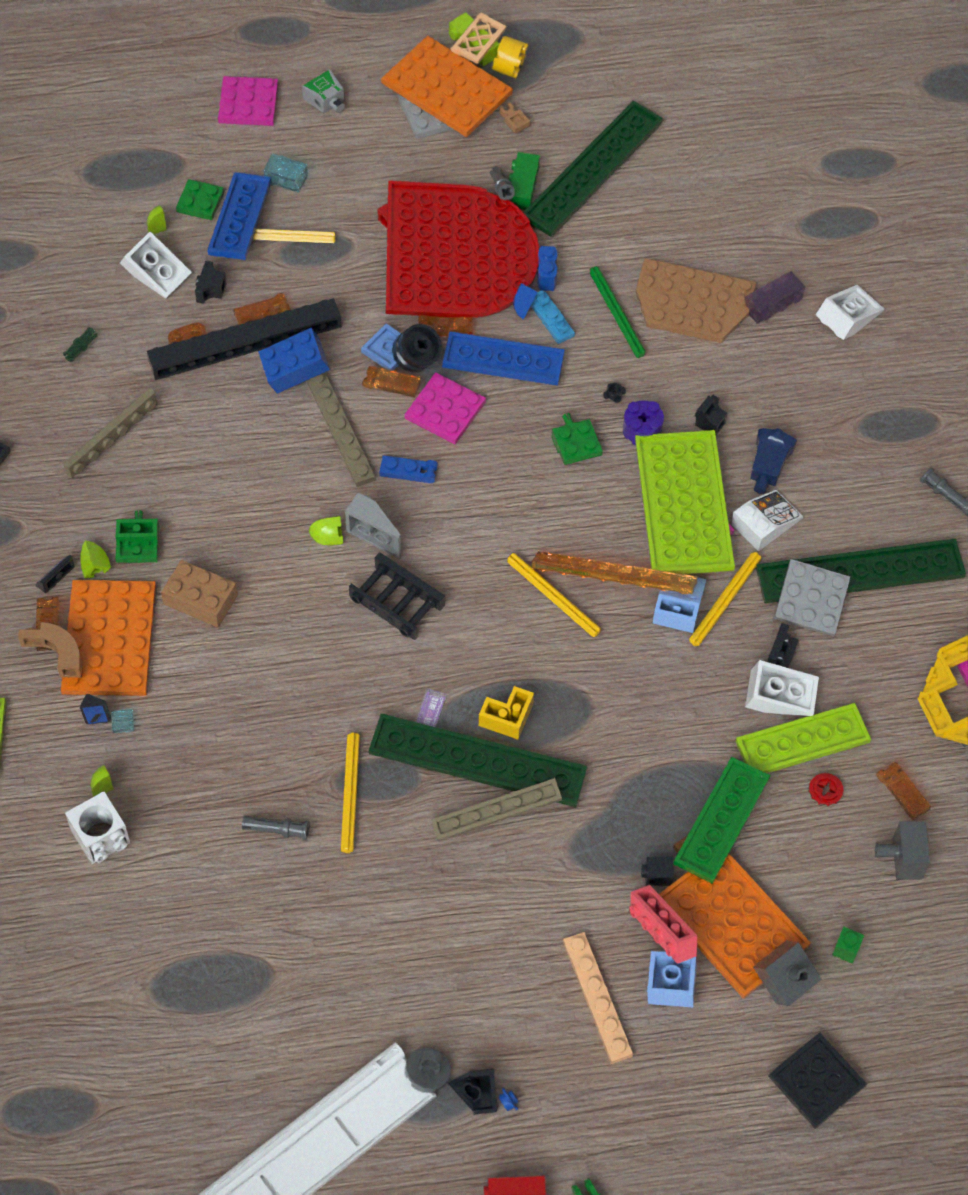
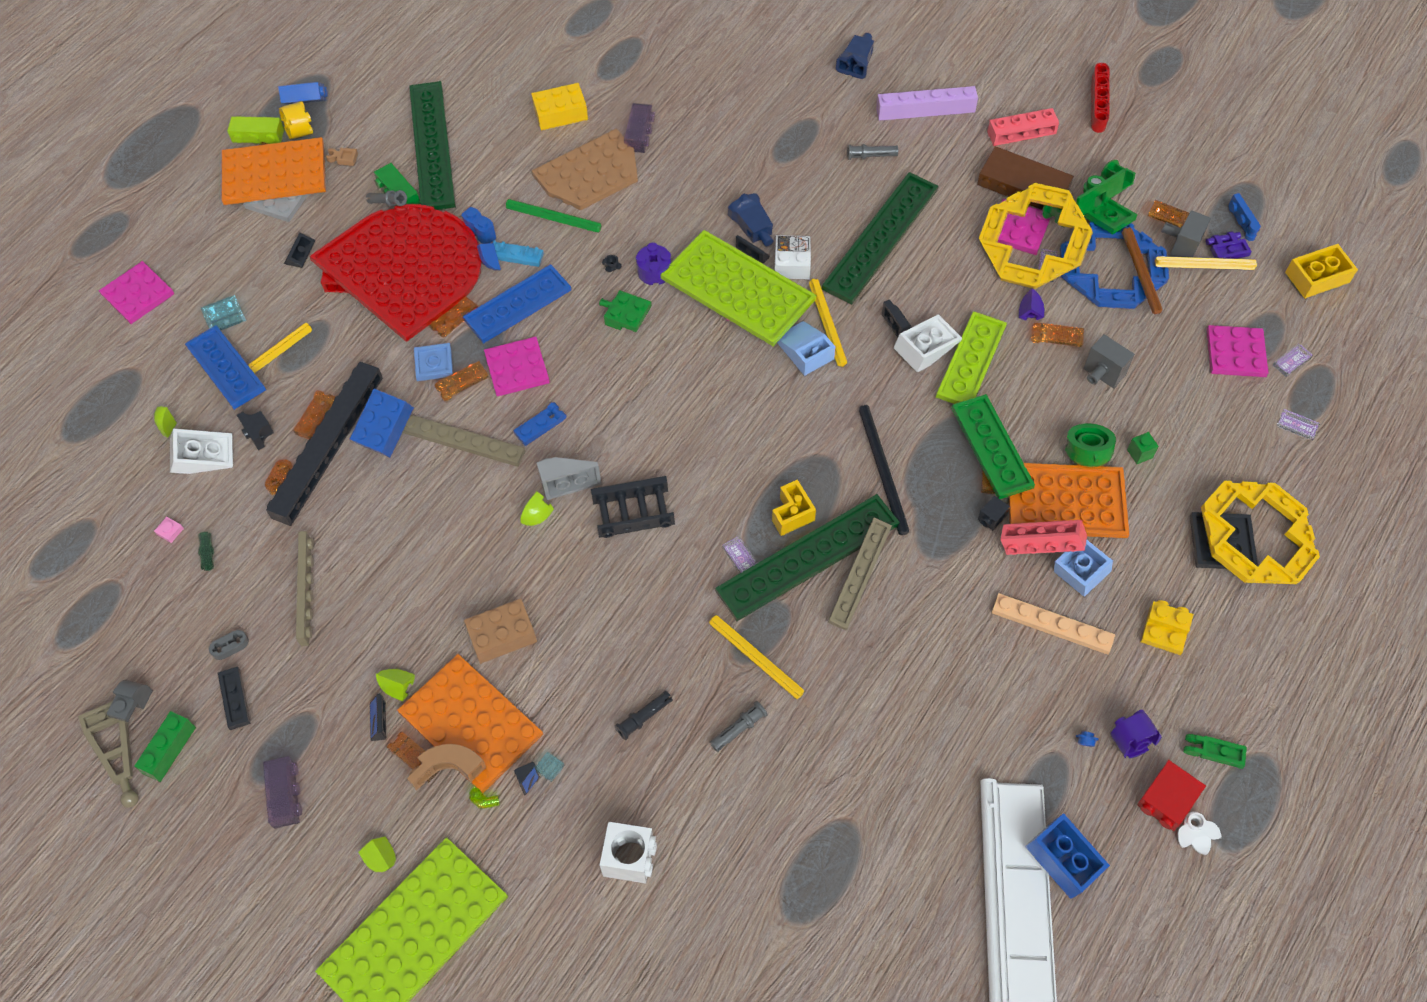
camera: 45 degrees left, 0 degrees up
(22, 426) = (228, 645): none -> dark grey beam
(54, 697) = (481, 800): none -> clear neon green arm
(75, 305) = (168, 529): none -> bright pink plate
(101, 781) = (587, 820): lime brick -> none
(137, 539) = (411, 638): green plate -> none
(200, 199) = (179, 382): green plate -> none
(215, 749) = (636, 720): none -> black pin
(324, 93) = (189, 242): light grey torso -> none
(381, 1153) = (1067, 856): none -> blue brick
(396, 169) = (299, 251): none -> black slope
(417, 348) = (457, 342): black wheel -> none
(427, 1070) = (1020, 774): dark grey tile -> none
(466, 52) = (263, 138): light nougat window -> none
(477, 1090) = (1064, 754): black slope -> none
(539, 37) = (303, 92): none -> brick
(544, 1133) = (1135, 734): none -> dark purple brick
(554, 595) = (726, 414): yellow axle -> none
(615, 572) = (750, 364): clear orange plate -> none
(619, 754) = (883, 469): none -> black axle
(681, 1092) = (1167, 627): none -> yellow plate
(710, 415) = (688, 225): black brick -> none
(731, 222) = (559, 106): none -> yellow brick
(740, 482) = (751, 250): none -> black slope
(787, 973) = (1138, 495): dark grey brick -> none
(803, 897) = (1090, 444): none -> green piece
(812, 597) = (876, 274): light grey plate -> none
(819, 1137) = (1268, 570): none -> yellow plate
(822, 780) = (1021, 369): red gear -> none
(848, 311) = (692, 100): white slope -> none
(913, 747) = (1031, 306): none -> dark purple brick

